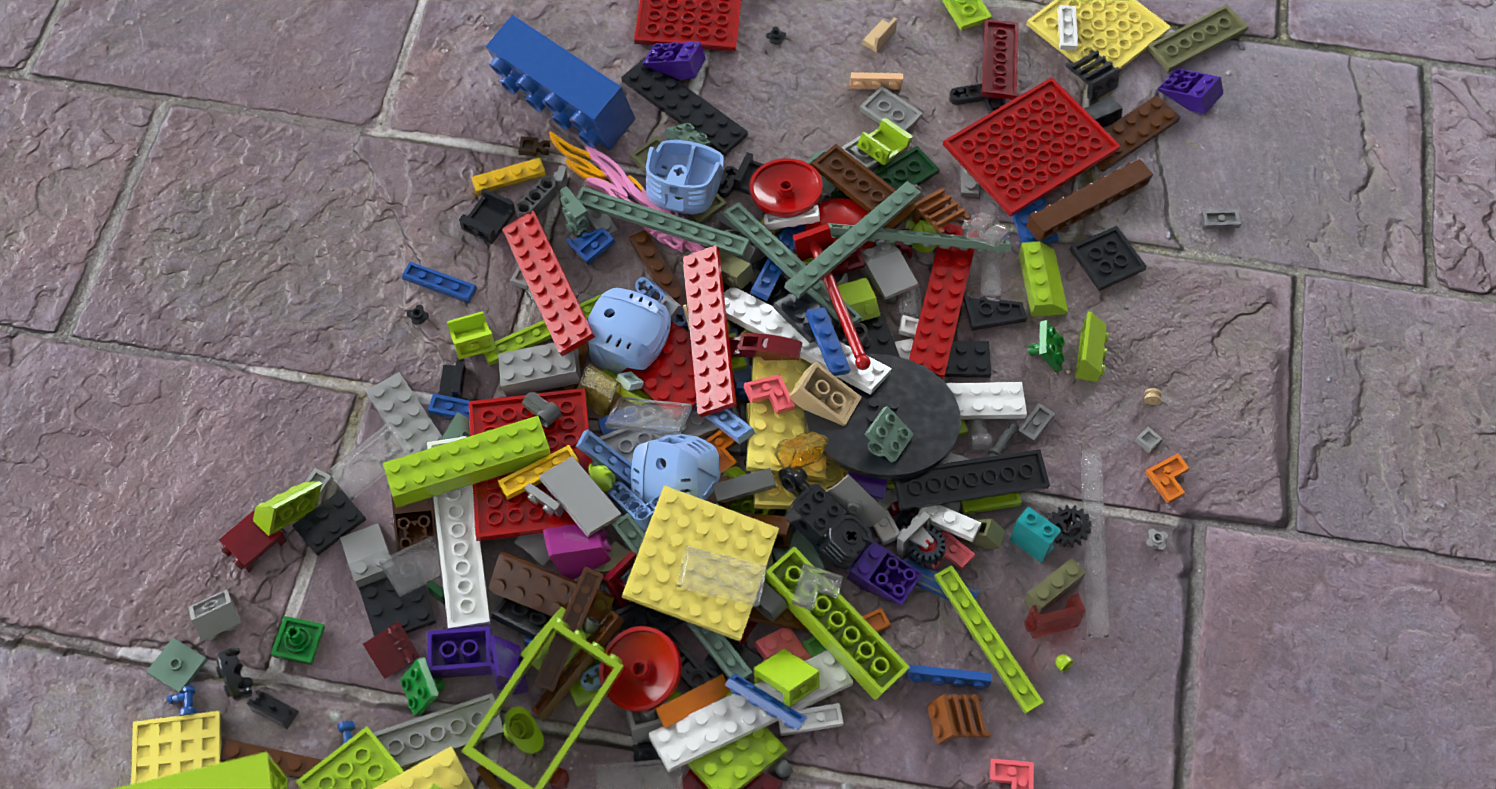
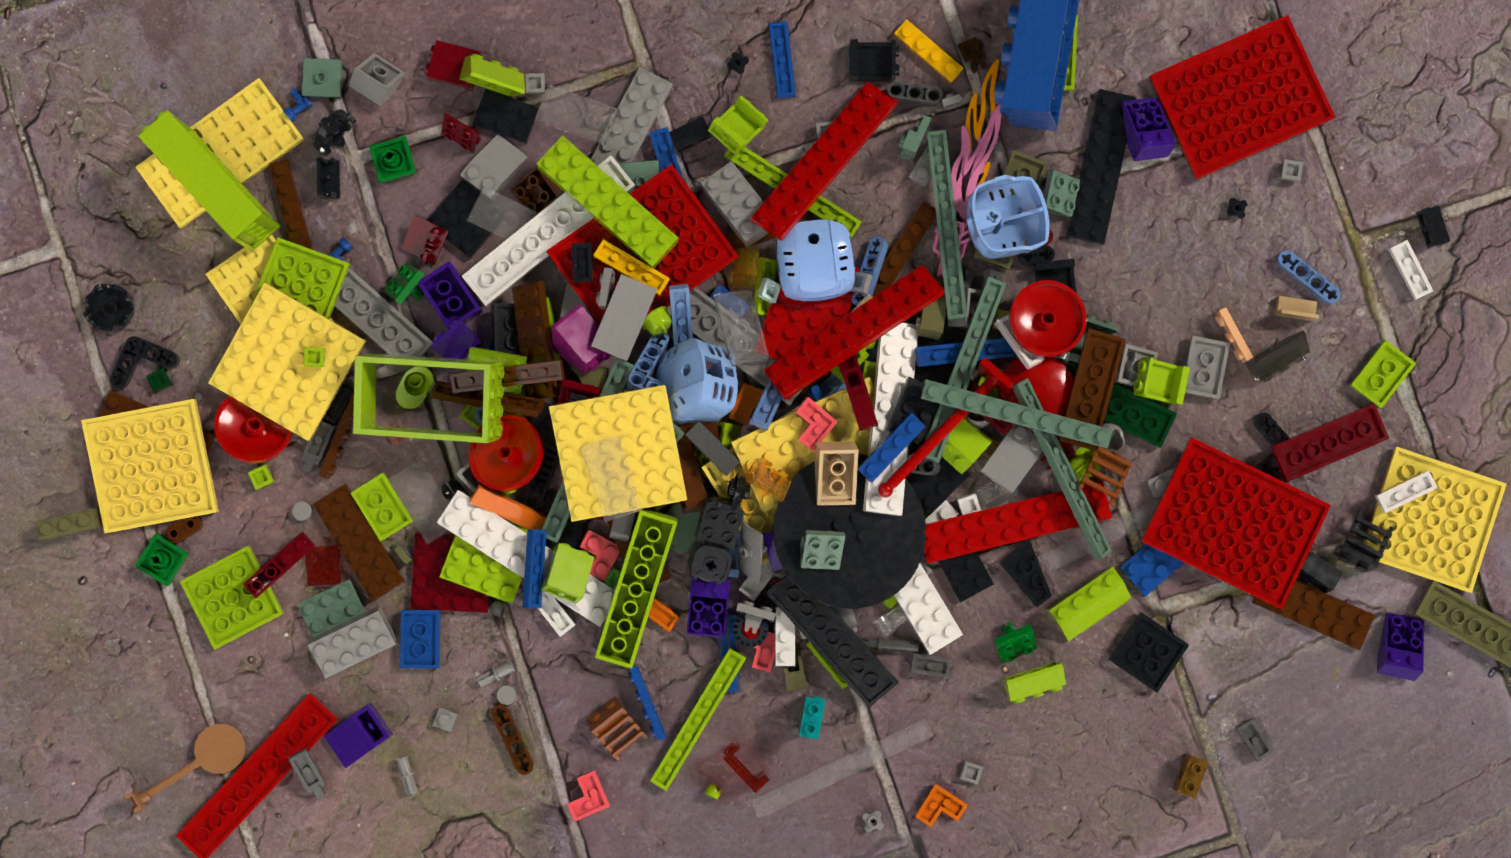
camera: 65 degrees right, 25 degrees up
(315, 564) = (460, 133): none -> dark red hinge
(436, 591) = (493, 243): dark green tile -> none
(507, 509) = (582, 263): none -> black plate
(547, 412) = (693, 237): dark grey piece -> none
(590, 625) = (522, 391): dark grey hinge -> none
(591, 244) = (894, 172): blue wing -> none
(812, 581) = (653, 554): clear plate -> none
(881, 9) = (1309, 275): none -> medium blue beam
(911, 59) = (1279, 357): none -> clear smoke slope
(983, 229) = (1105, 527): clear plate -> none
(1055, 586) = (776, 754): olive brick -> none
(1076, 531) = (840, 733): black gear -> none
(1089, 200) = (1203, 607): reddish brown brick -> none
(1152, 396) = (1016, 757): tan bush -> none
(1230, 275) = (1190, 775): none -> pearl gold brick

